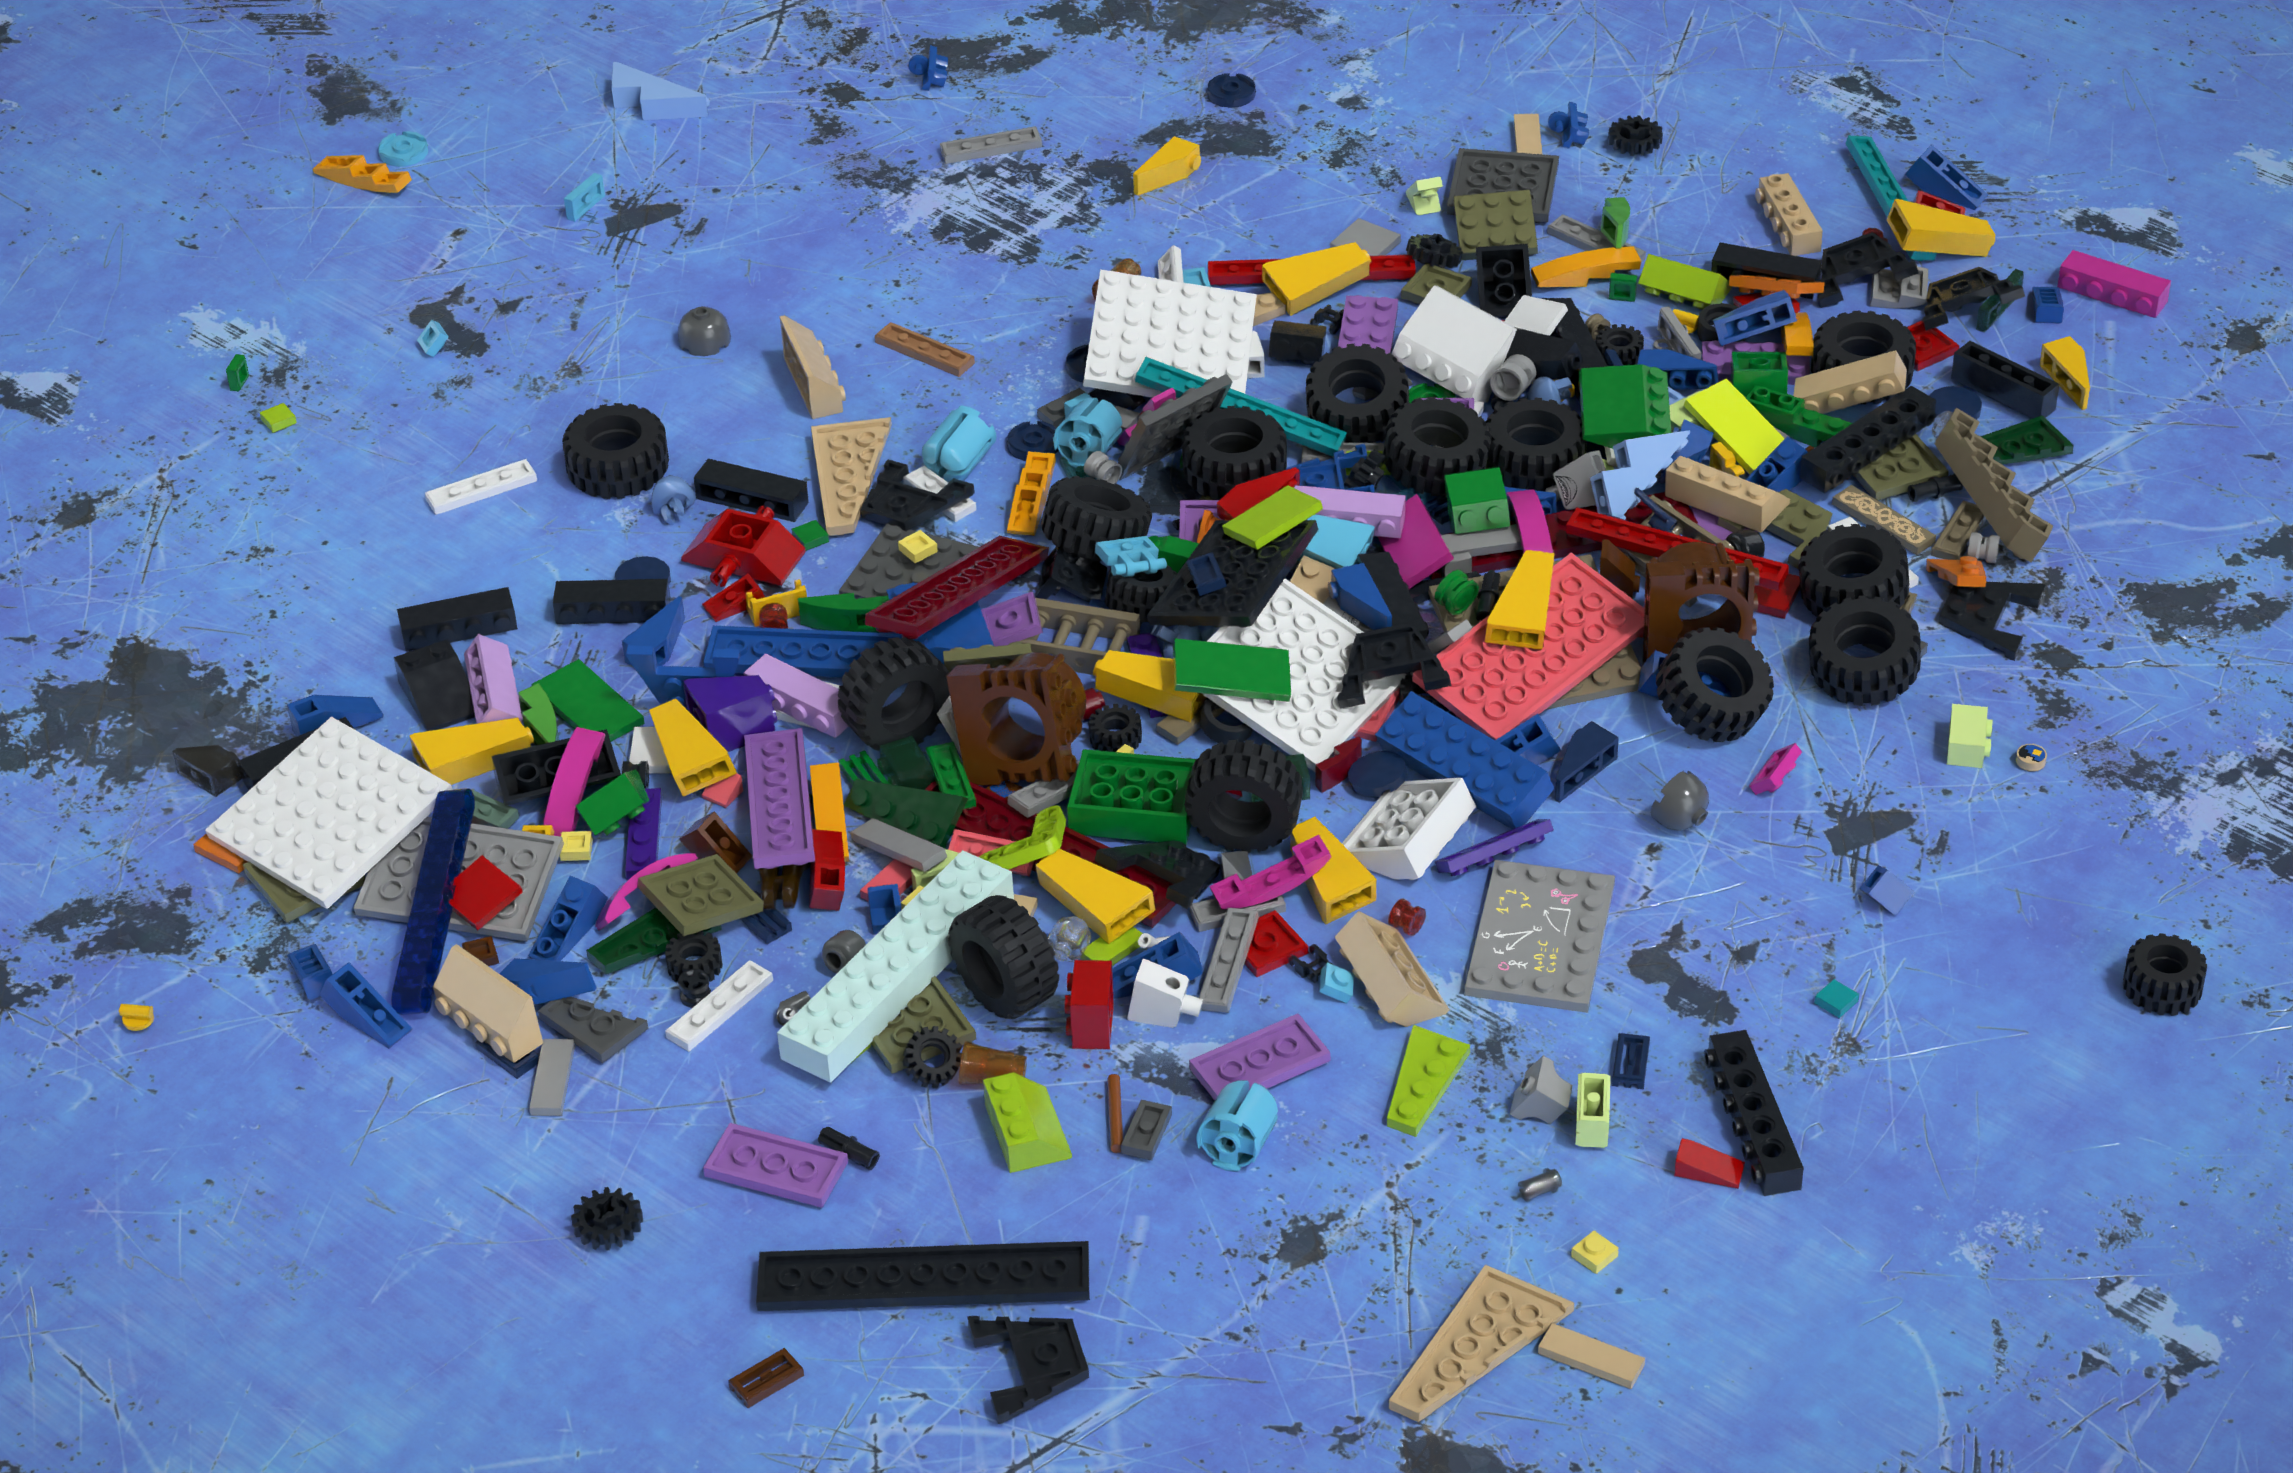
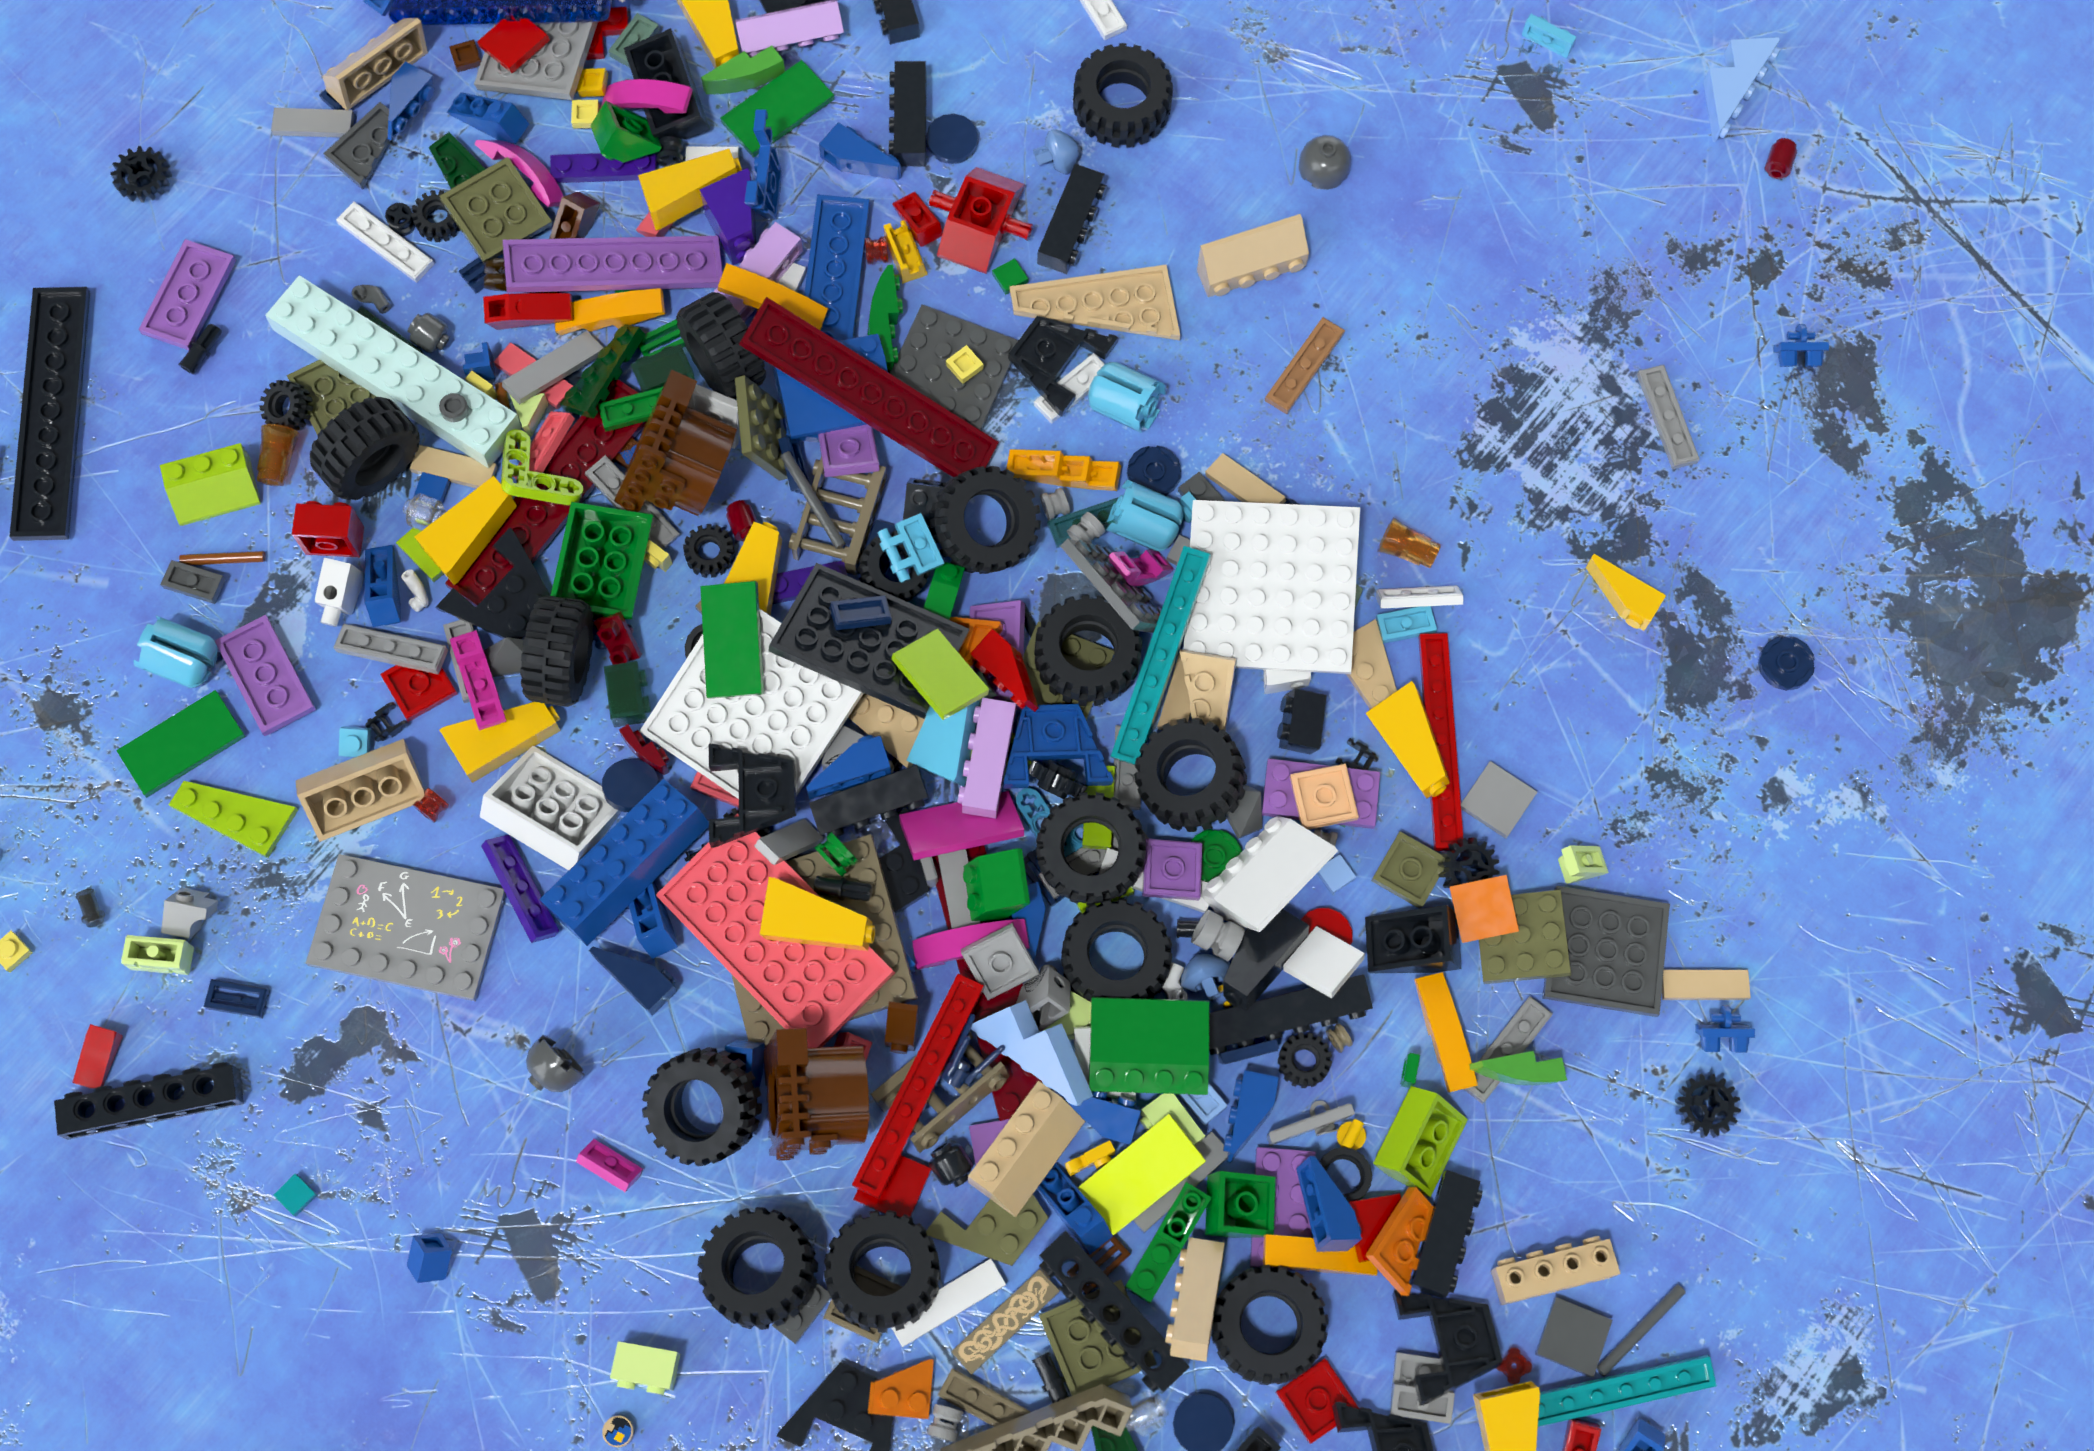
camera: 85 degrees right, 30 degrees up
(735, 72) = (1781, 158): none -> dark red brick
(828, 672) = (755, 289): none -> light orange slope
(957, 887) = (453, 407): none -> dark grey tile
(1053, 379) = (1241, 482): none -> tan tile
(1076, 638) = (812, 500): none -> dark grey bar
(1271, 386) = (1209, 685): none -> tan wing
(1341, 1129) = (180, 743): none -> green tile
(1374, 319) = (1324, 797): none -> light nougat tile
(1472, 230) = (1484, 909): none -> orange tile
(1548, 499) = (1000, 961): none -> light grey tile
(1830, 178) = (1640, 1330): none -> dark grey bar
(1842, 211) = (1573, 1337): none -> dark grey tile

